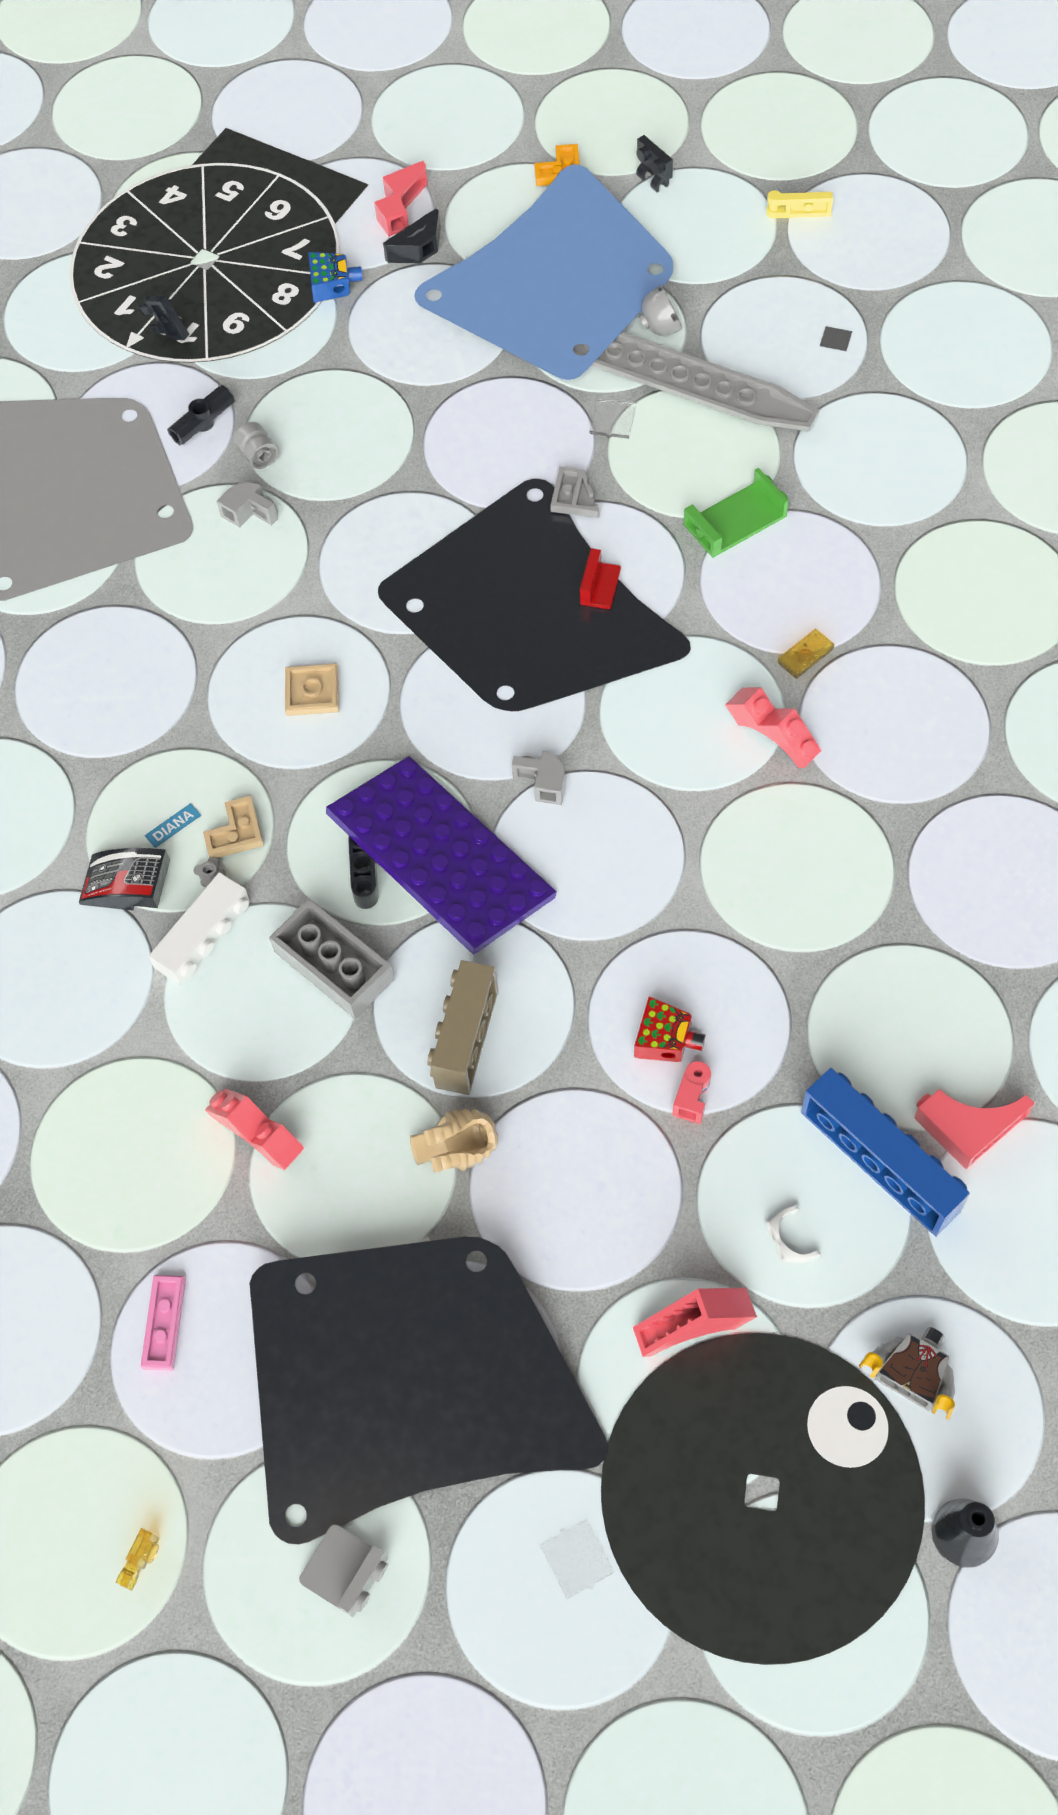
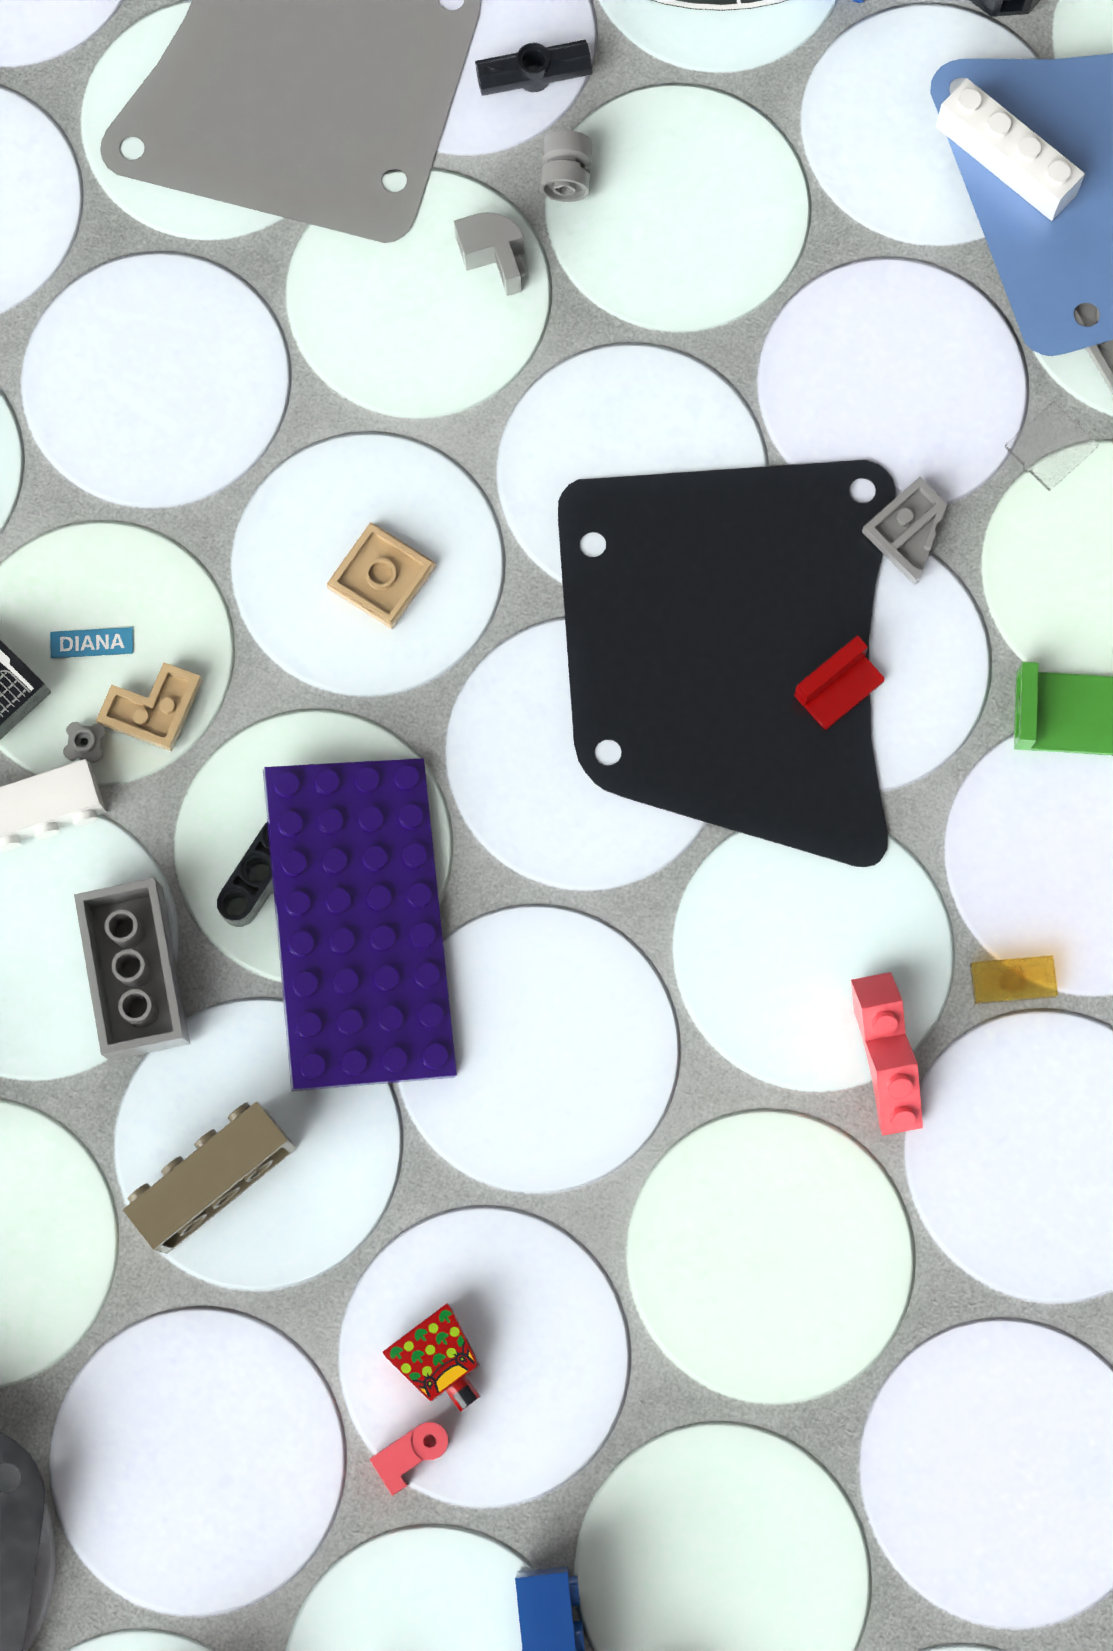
camera: 35 degrees right, 15 degrees up
(456, 1141) = (110, 1313): tan hair -> none
(481, 300) = (1009, 149): none -> white brick
(546, 773) = (565, 916): light grey brick -> none

